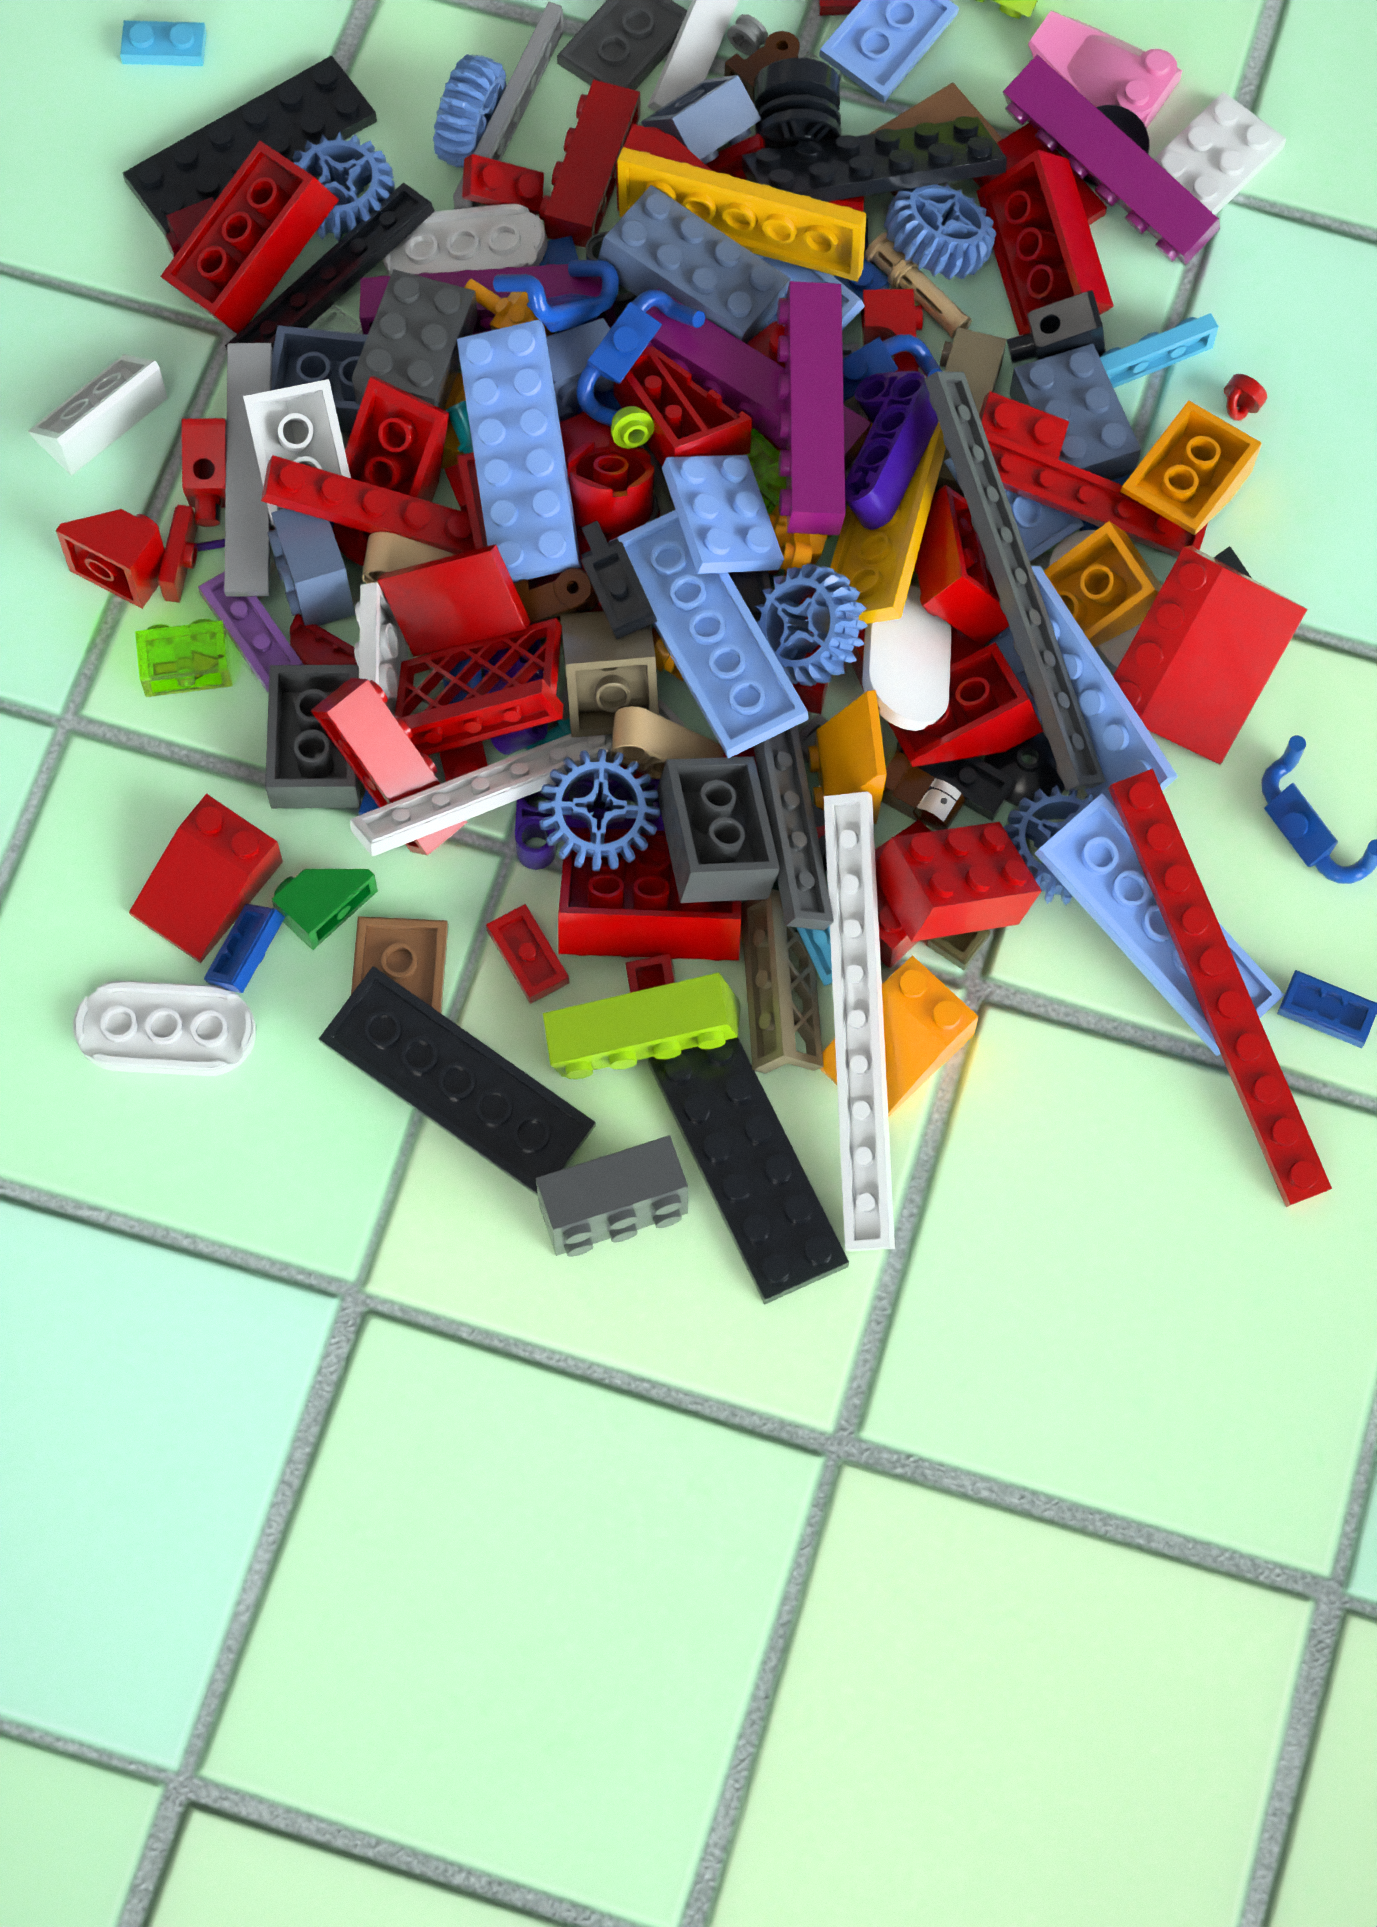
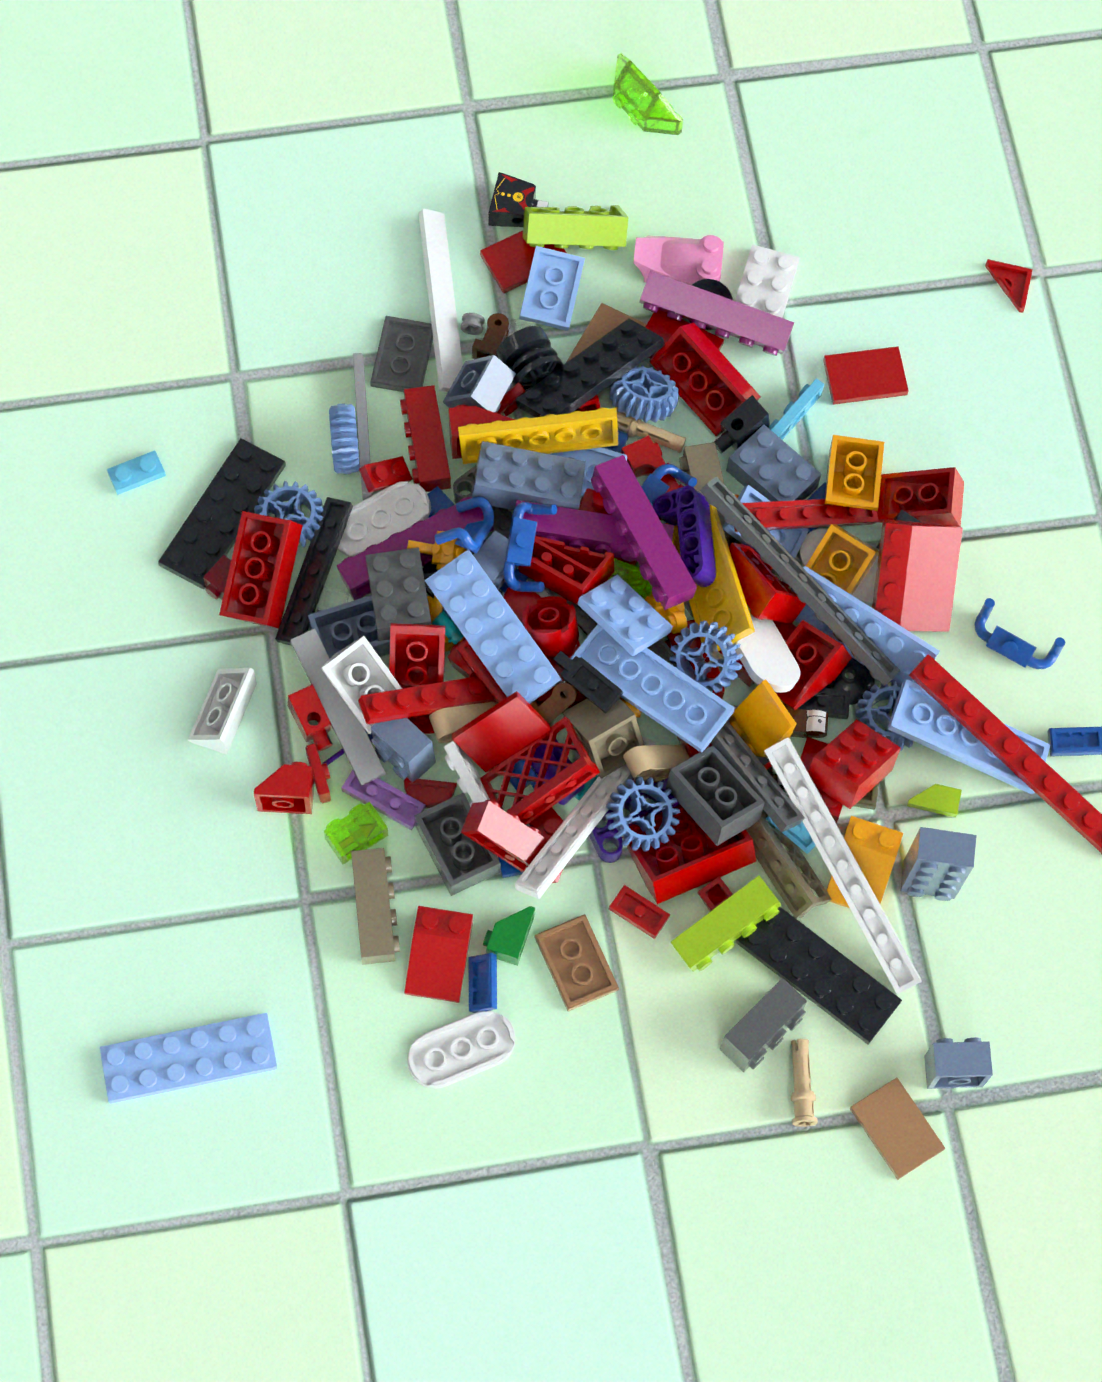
camera: 30 degrees left, 0 degrees up
(151, 770) = (373, 906): none -> dark tan brick
(456, 1080) = (642, 1002): black plate -> none
(621, 1328) = (802, 1096): none -> tan pin
(631, 427) = (549, 588): lime plate -> none
(739, 1446) = (897, 1128): none -> medium nougat tile
(875, 1391) = (958, 1064): none -> sand blue brick
(998, 1078) = (938, 863): none -> sand blue brick
(1023, 424) = (756, 489): red plate -> none
(1066, 998) = (937, 799): none -> lime tile
(1244, 393) = (855, 416): red tile -> none
(1288, 550) = (927, 495): none -> red slope
(1295, 345) = (865, 375): none -> red tile

